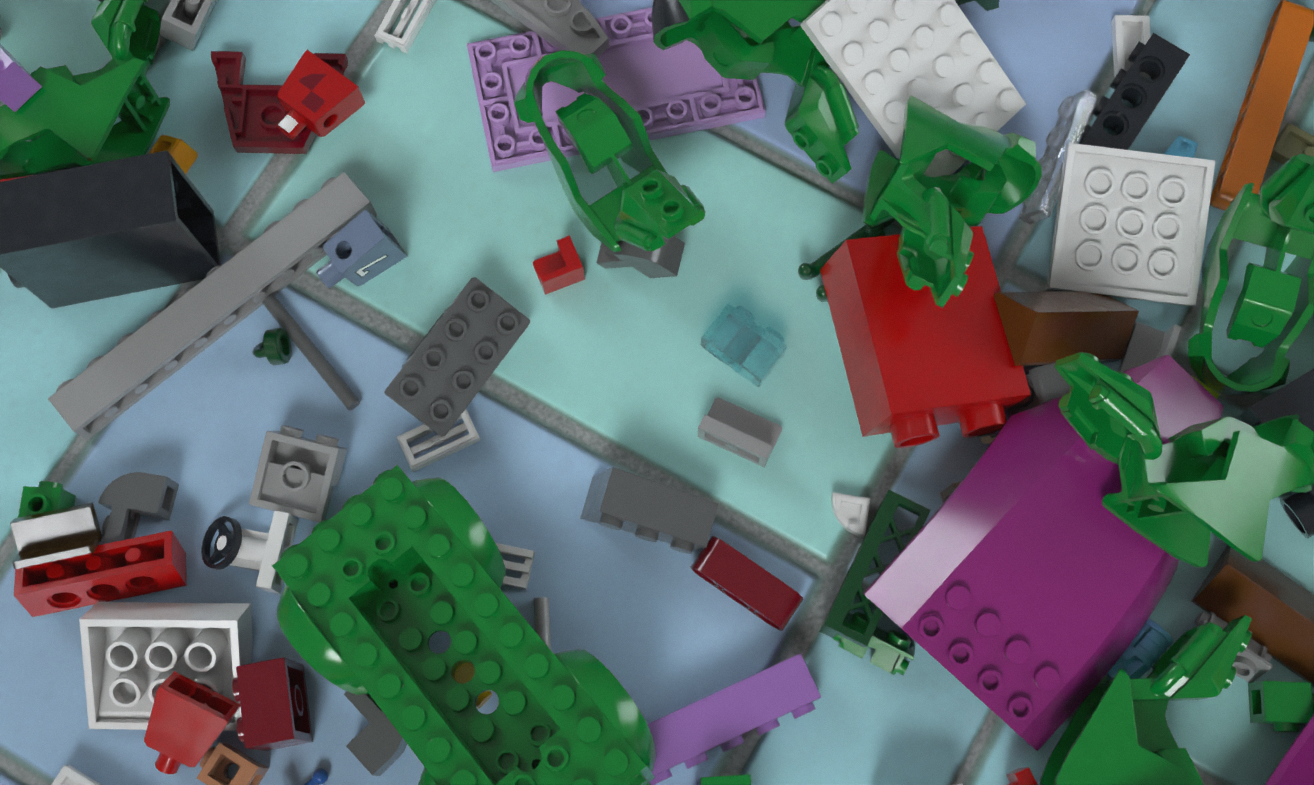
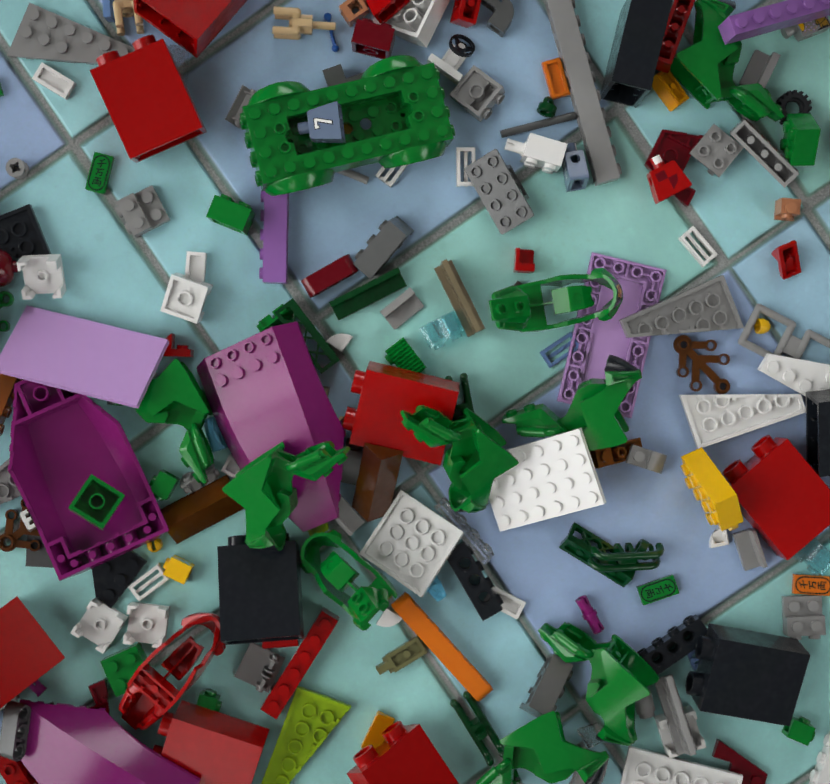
camera: 120 degrees right, 15 degrees up
(69, 44) = (759, 68): none -> light grey panel
(216, 359) = (555, 78): none -> orange tile
(234, 49) = (716, 150): none -> light grey hinge
(358, 317) = (539, 152): none -> white brick
(476, 708) = (324, 124): none -> sand blue torso
(675, 339) = (459, 298): none -> dark tan fence
(703, 162) = (546, 358): none -> medium blue tile
(744, 501) = (368, 294): none -> dark green fence
(822, 386) = (404, 357): none -> green brick
(1178, 597) = (230, 467): none -> white tile

